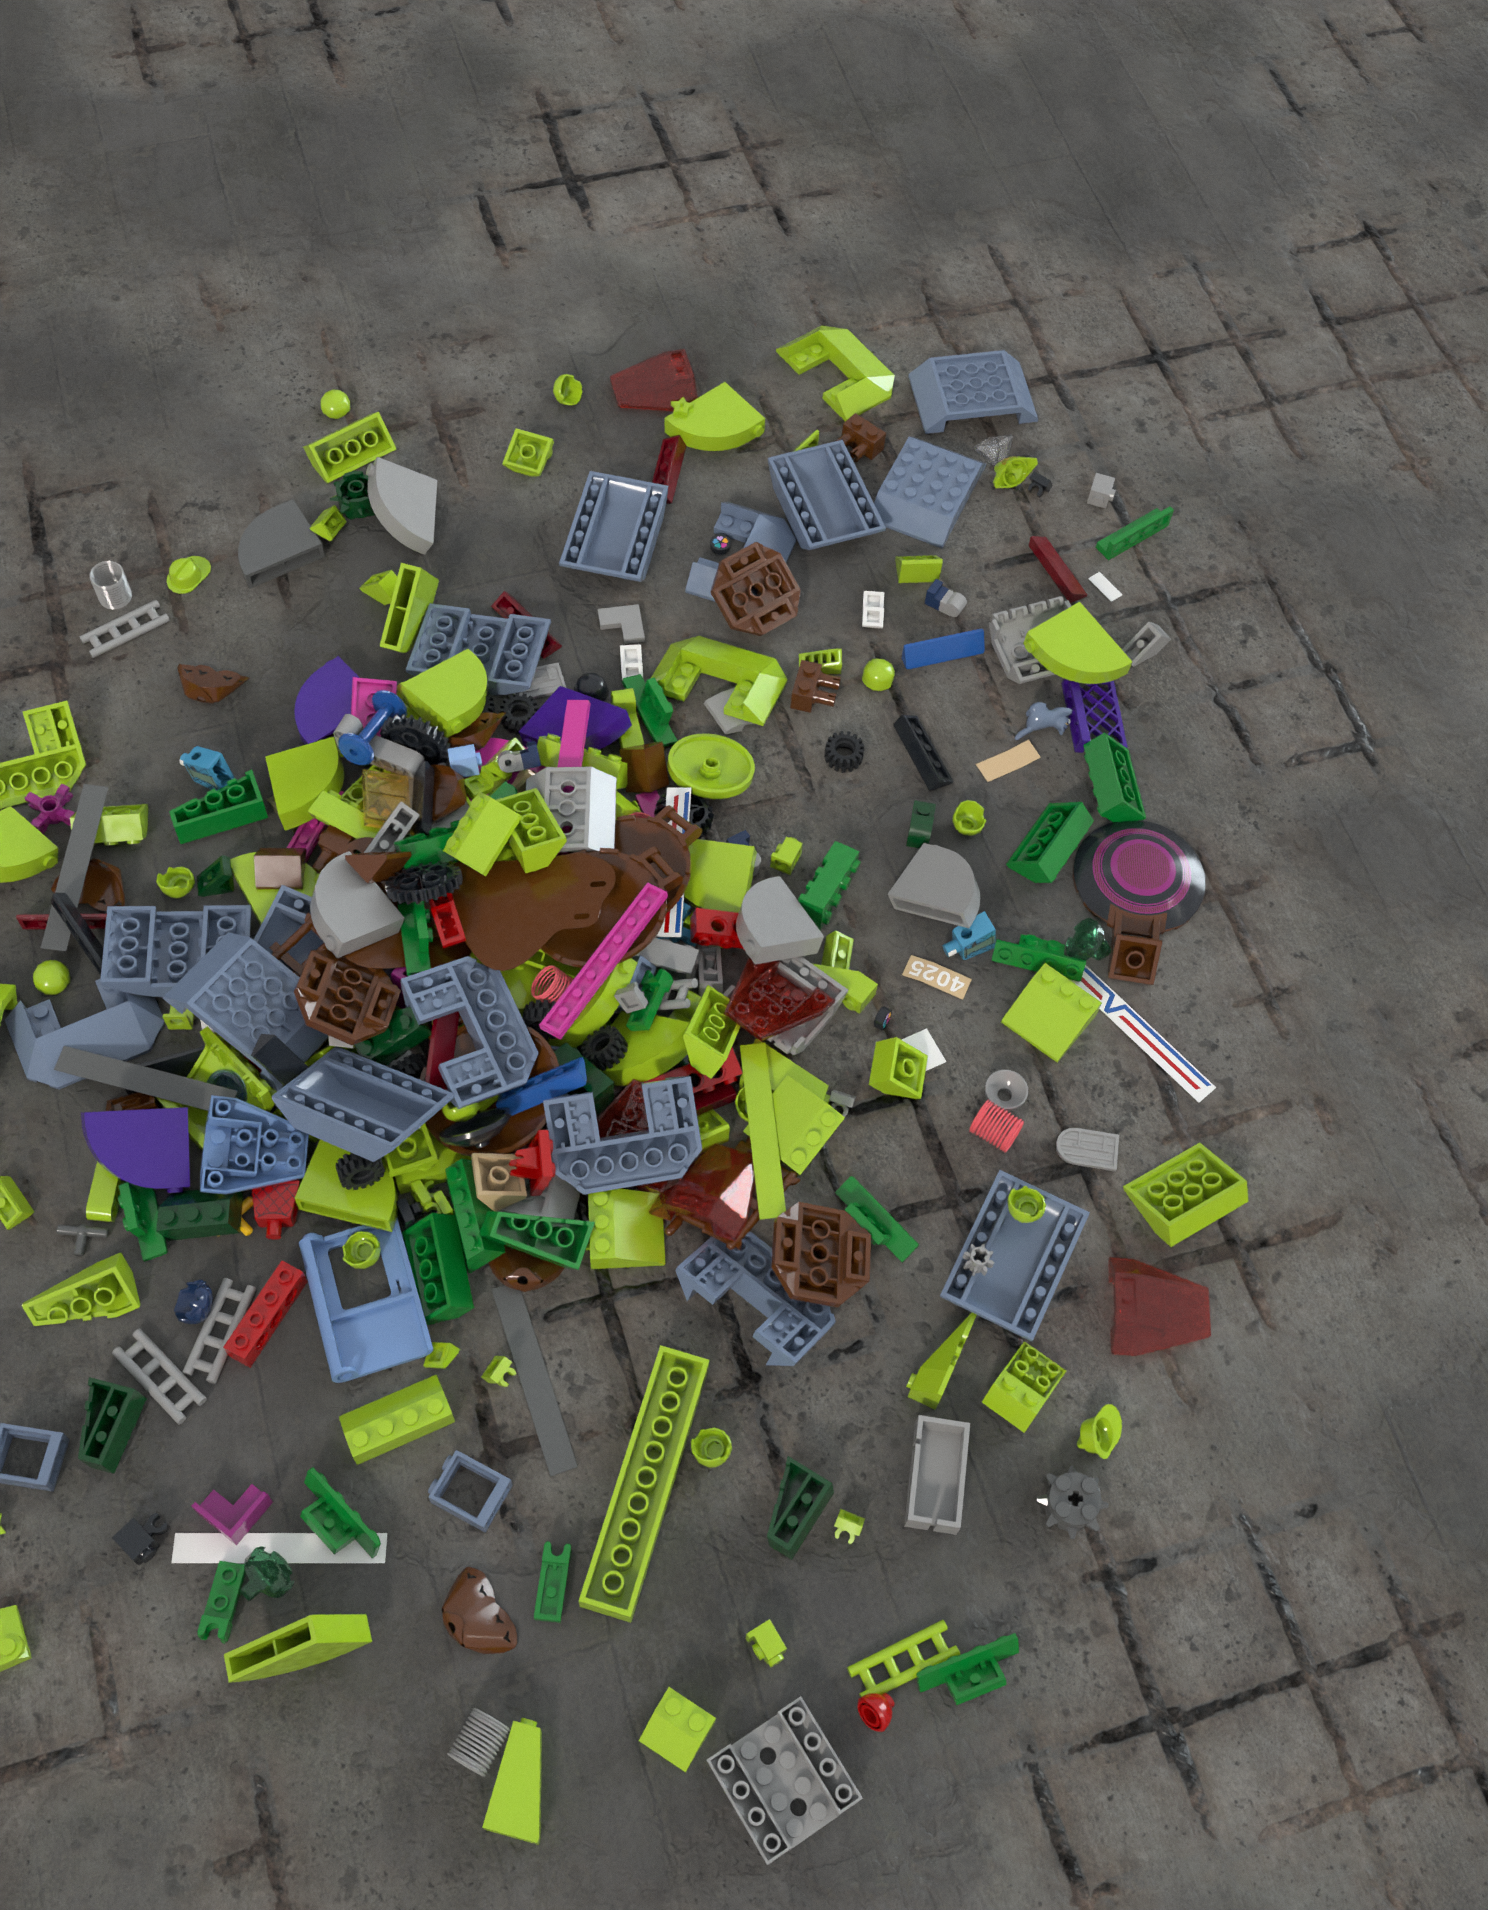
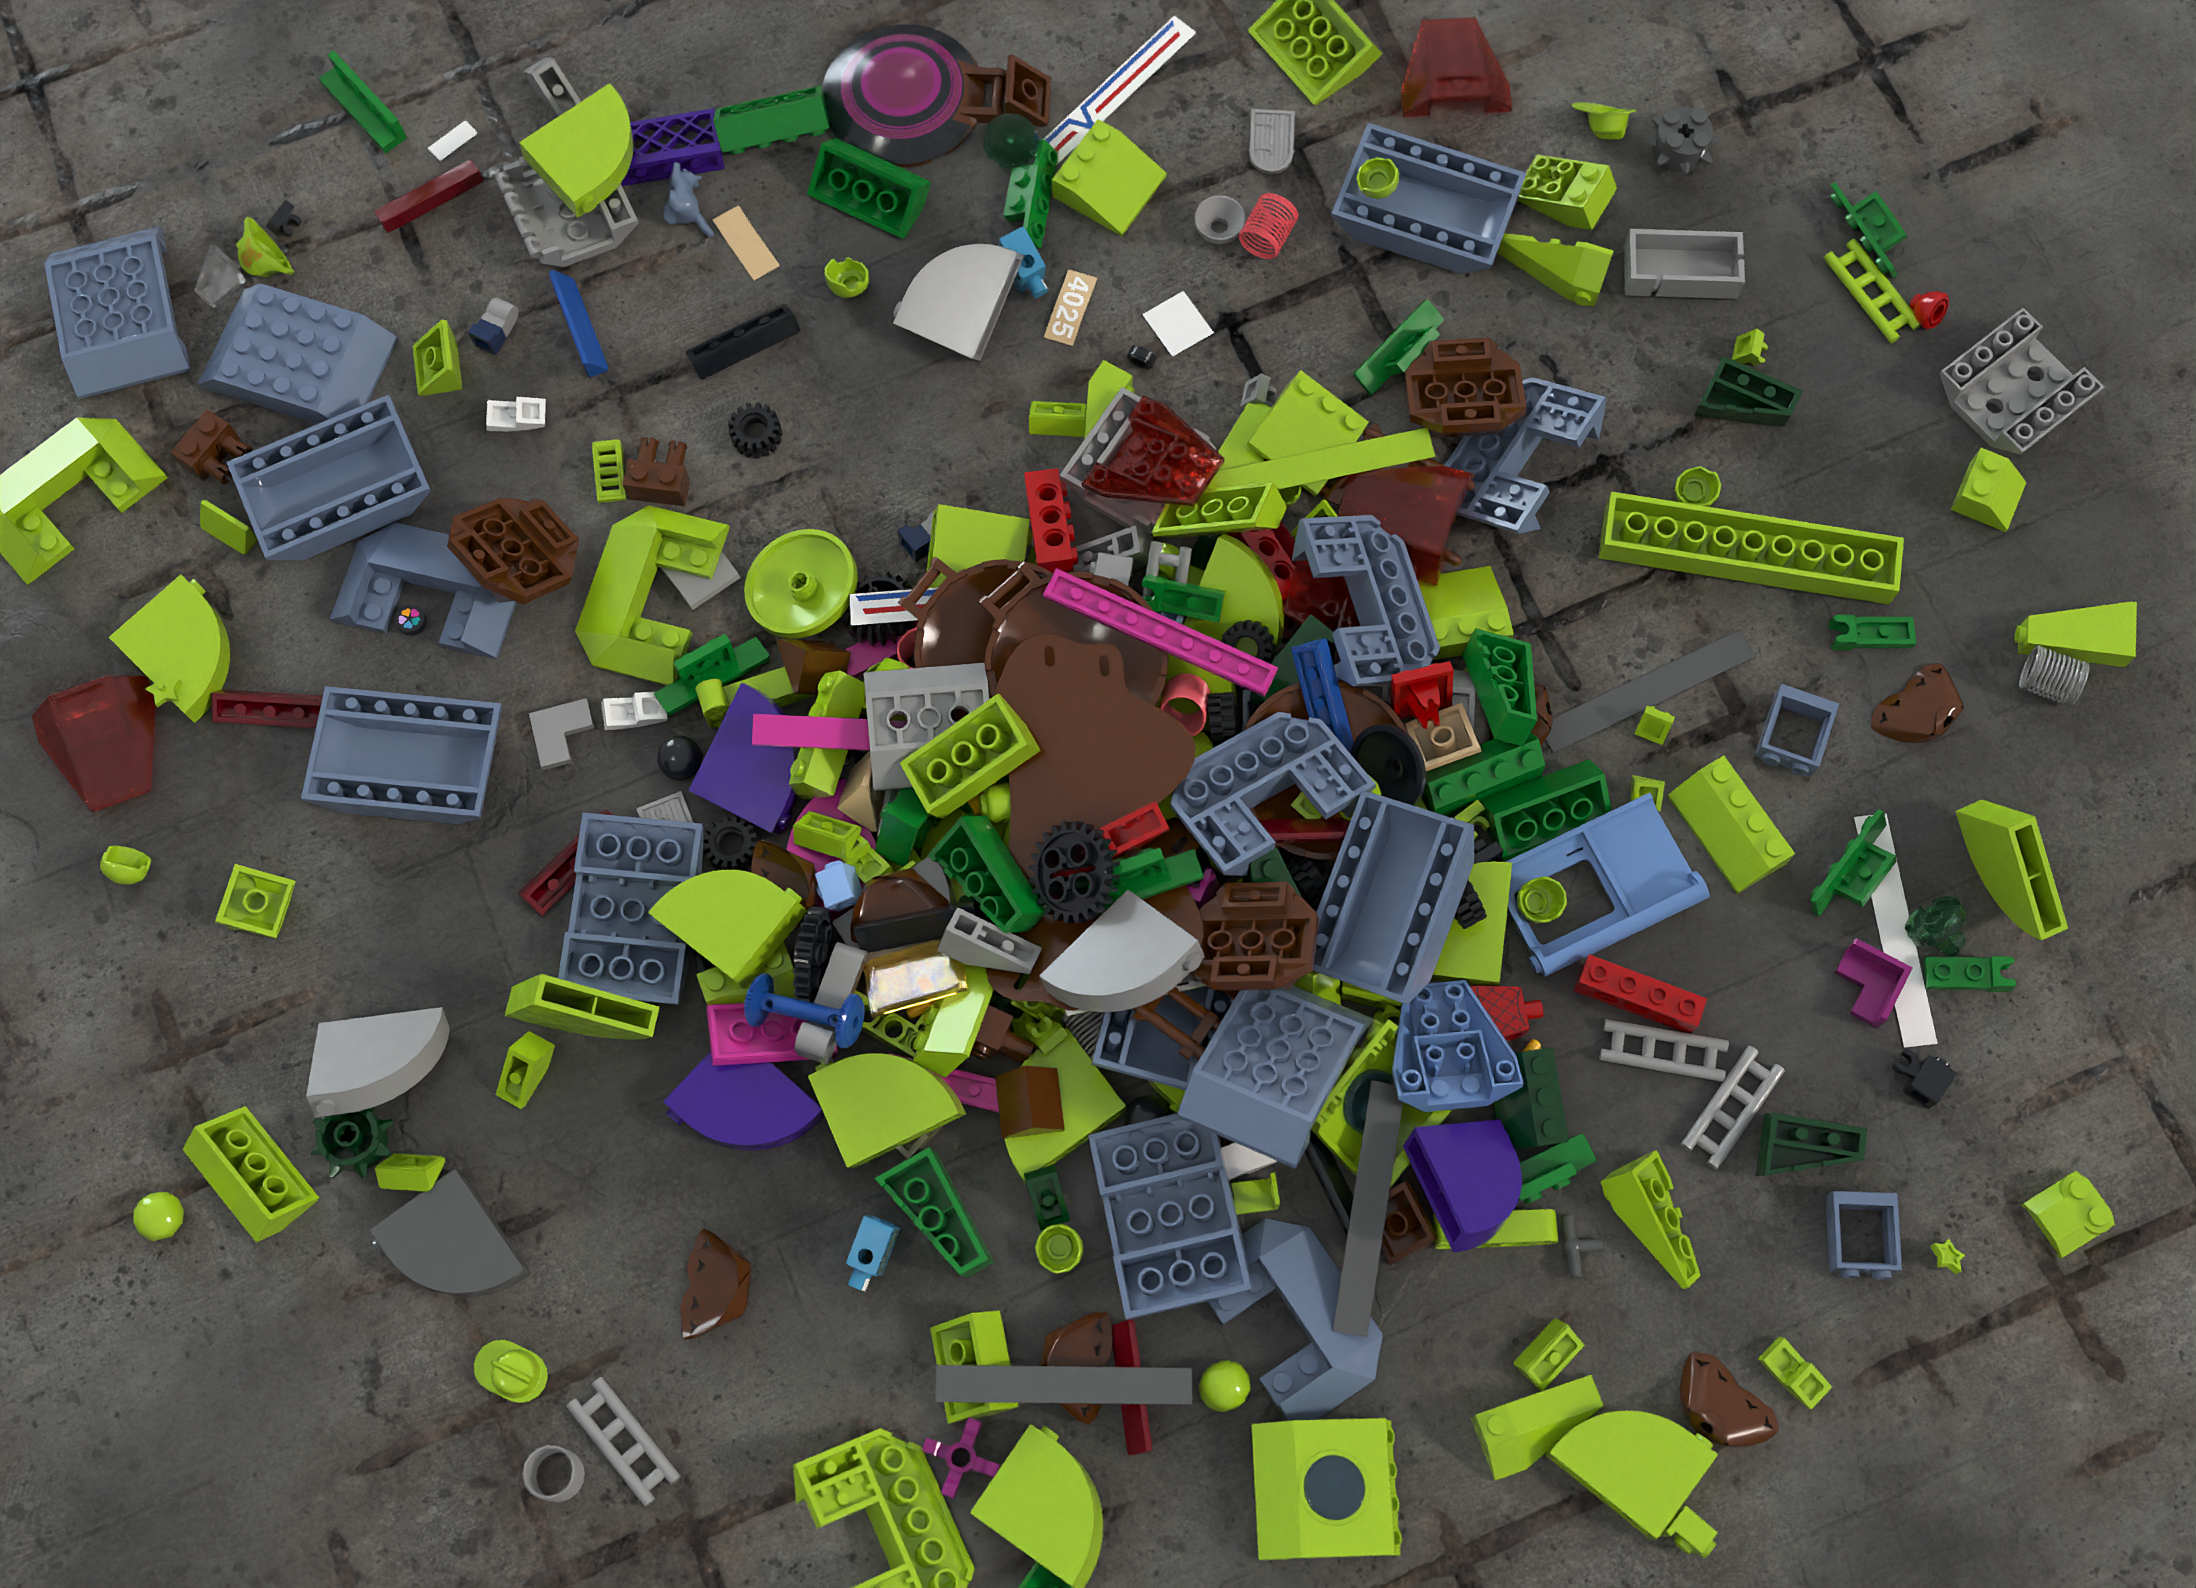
camera: 90 degrees left, 10 degrees up
(79, 928) = (1165, 1348): black slope -> none
(194, 1302) = (1644, 1080): dark blue hair -> none
(277, 1058) = (1353, 1006): black slope -> none
(377, 865) = (1052, 933): reddish brown slope -> none
(482, 833) = (991, 808): lime slope -> none
(519, 760) = (841, 802): leg -> none
(631, 998) = (1186, 612): light grey tile -> none
(767, 1643) = (1887, 415): lime brick -> none
(775, 924) = (1046, 472): light grey brick -> none
(786, 855) = (923, 482): lime brick -> none
(828, 883) = (966, 430): green wedge -> none
(878, 674) = (624, 399): lime hair -> none
(898, 1068) = (1208, 336): lime slope -> none
(920, 824) = (865, 331): dark green brick -> none
(979, 1253) = (1450, 223): light grey gear -> none
(1101, 490) = (292, 143): light grey brick -> none

